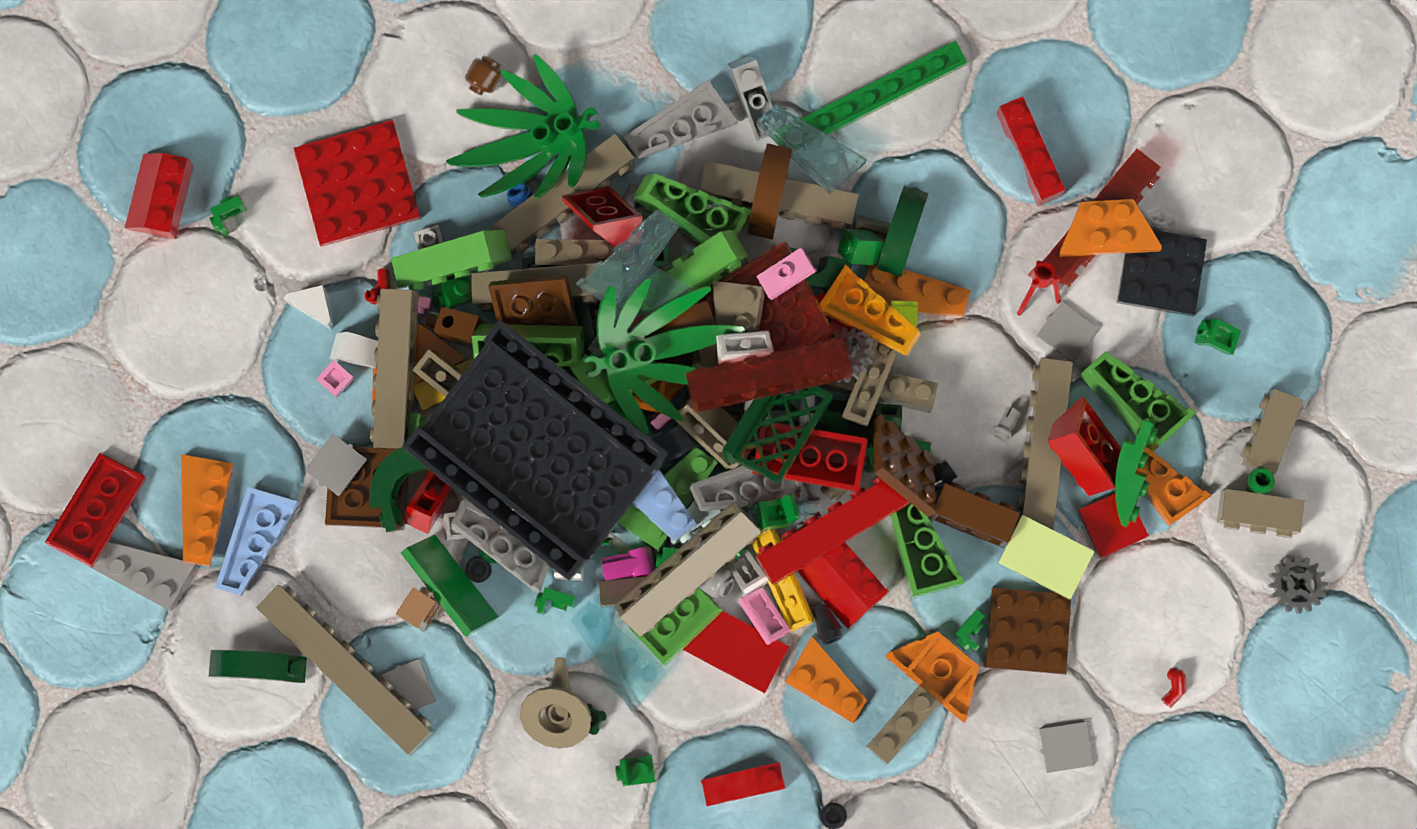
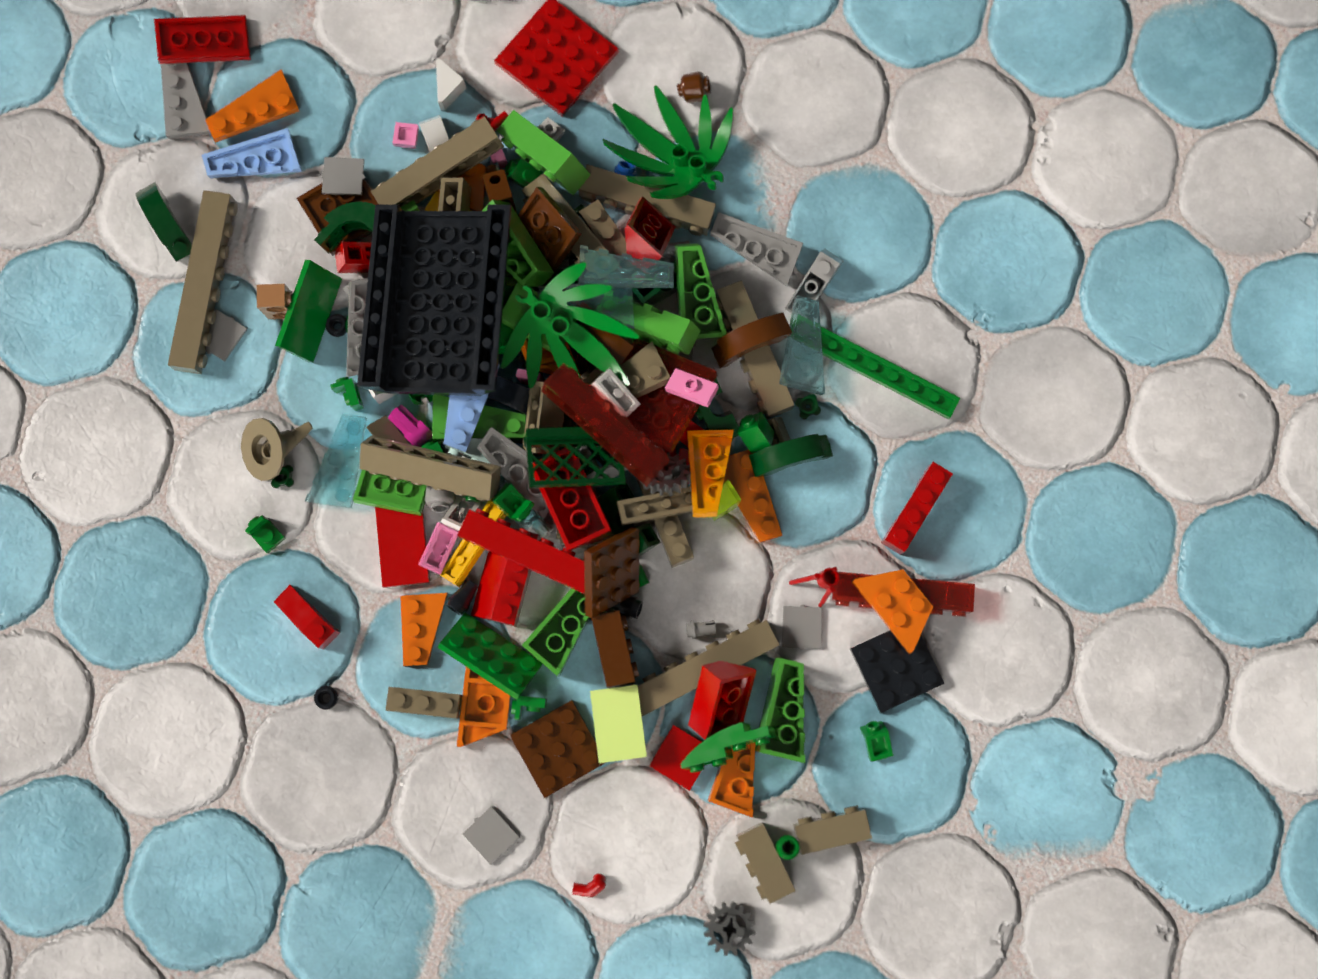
camera: 50 degrees right, 0 degrees up
(861, 177) = (808, 400): none -> dark green plate
(900, 634) = (490, 655): none -> green plate

